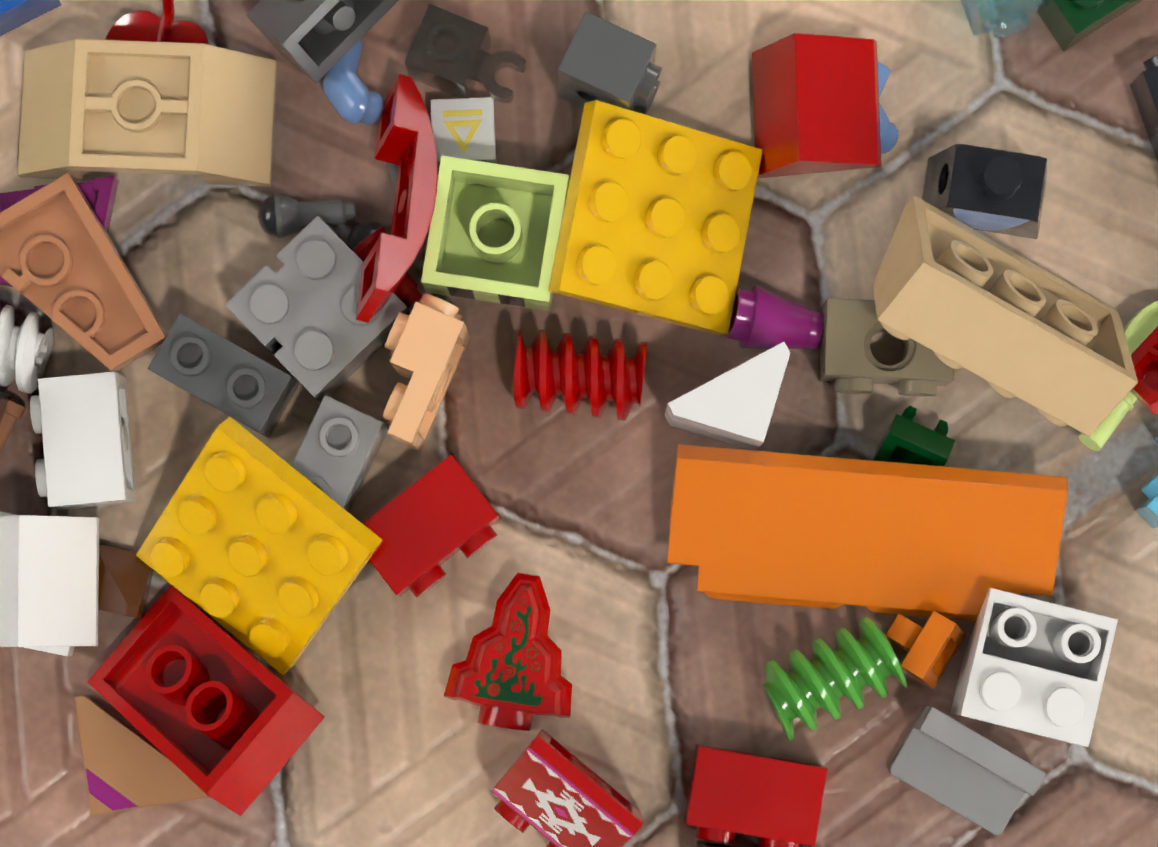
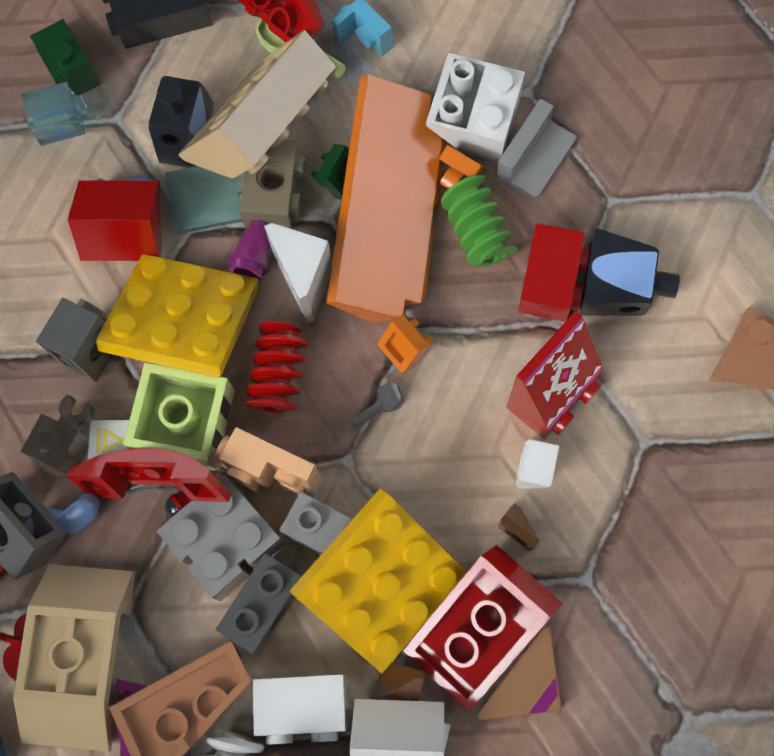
camera: 85 degrees left, 10 degrees down
(282, 215) = (155, 563): dark grey piece -> none
(354, 746) = (518, 528): none -> reddish brown slope
(429, 526) = (367, 465): red brick -> none
(443, 775) = (536, 465): none -> white slope
(514, 663) = (463, 419): red rock -> none
(545, 548) = (390, 400): none -> dark grey hand
(629, 566) = (404, 343): none -> orange tile
(855, 230) = (202, 199): none -> clear light blue piece

